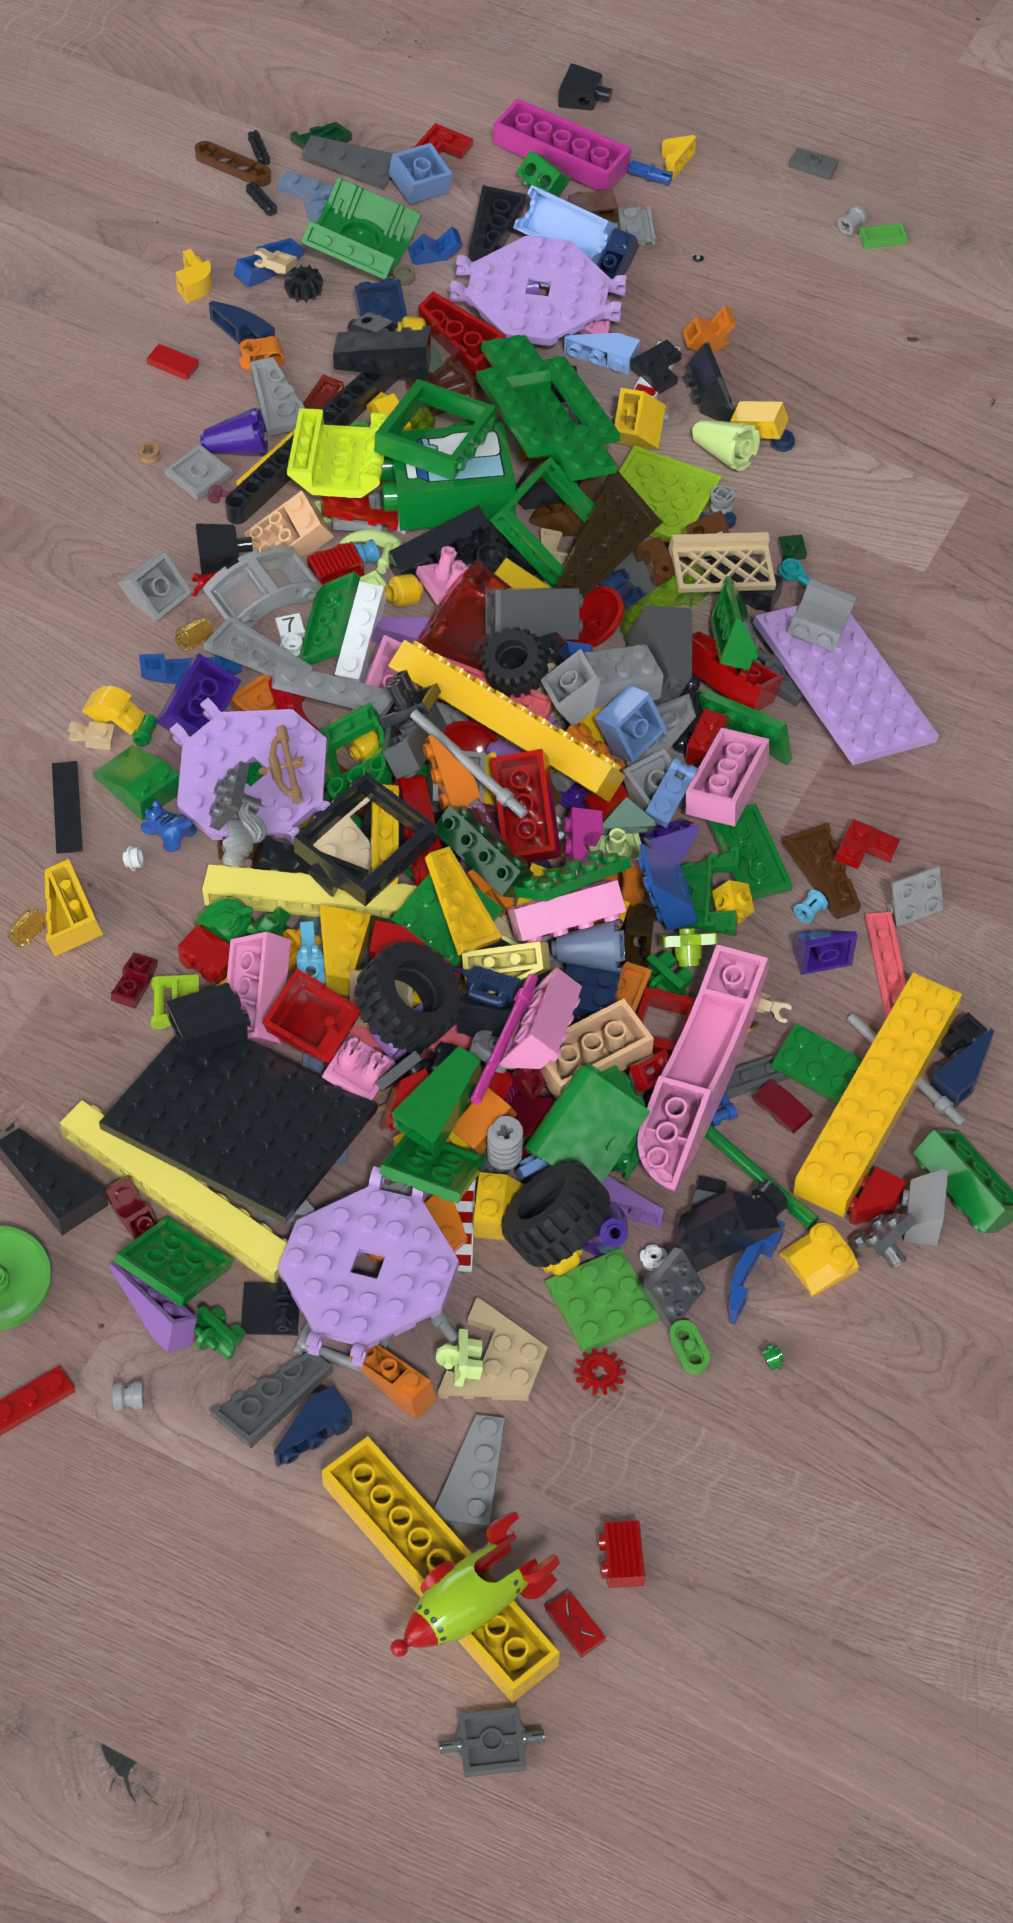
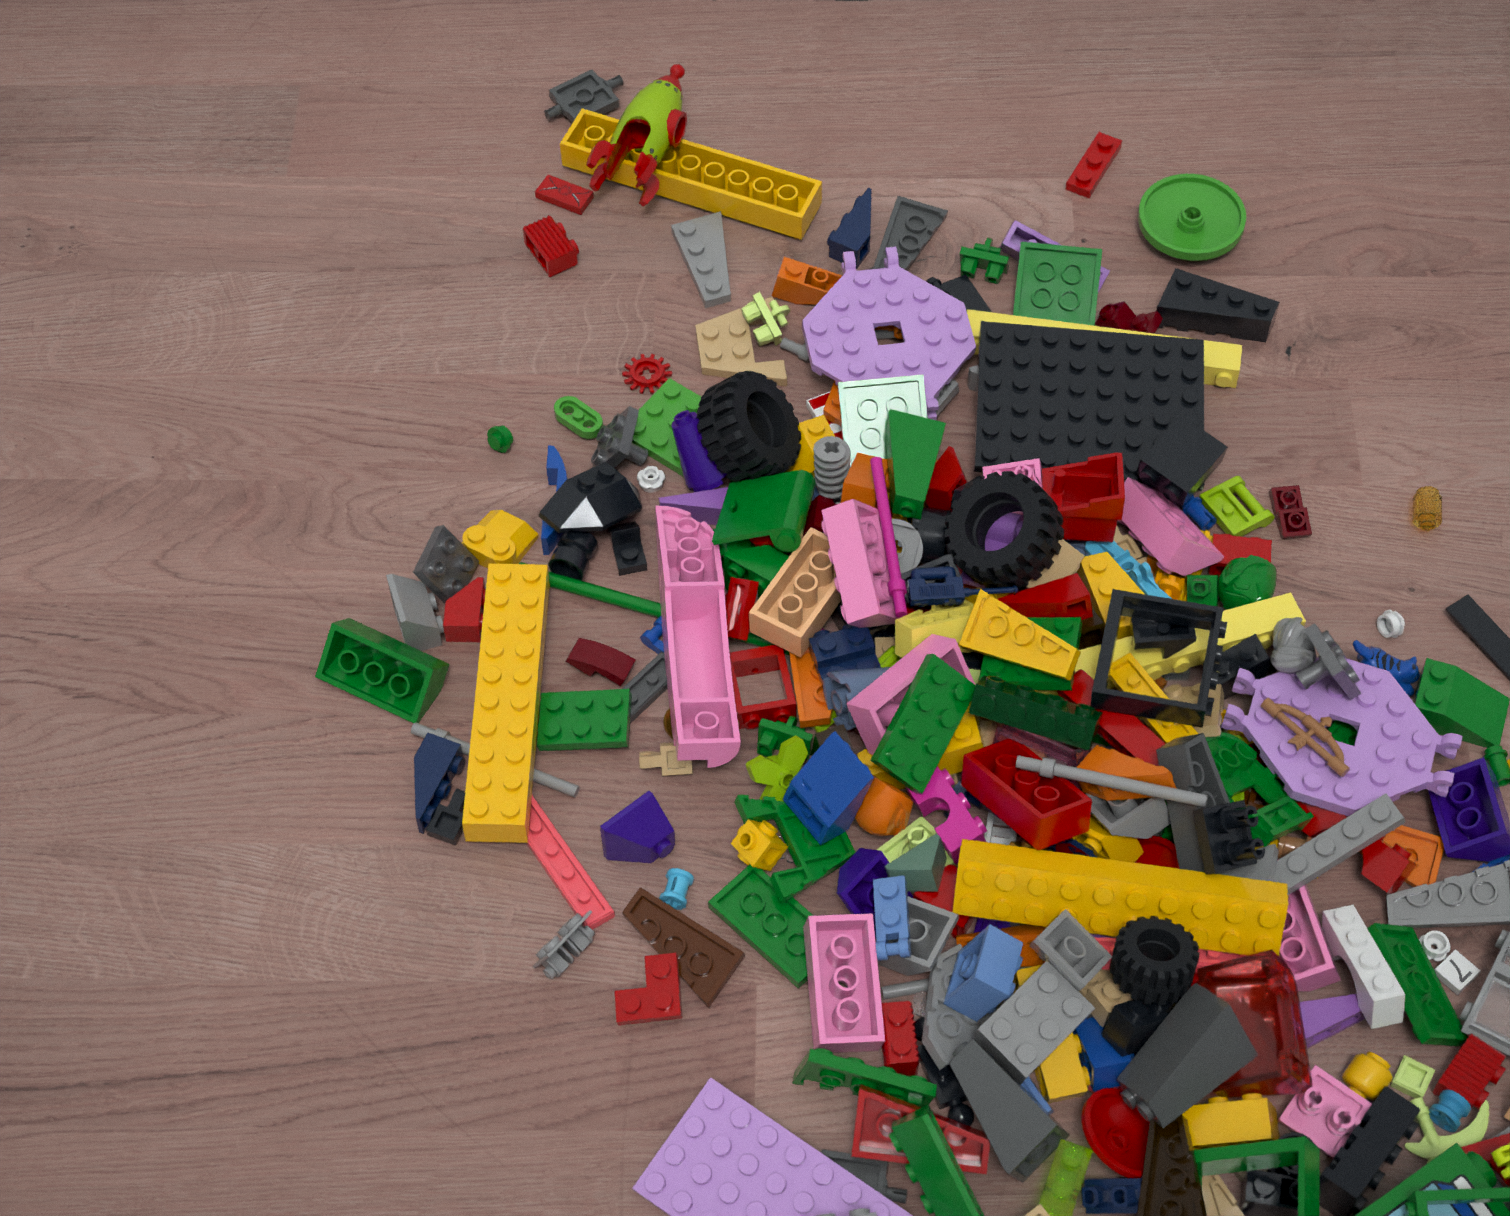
camera: 155 degrees right, 0 degrees up
(68, 910) = (1403, 537): yellow wedge -> none
(128, 1396) = (1020, 190): light grey wheel -> none

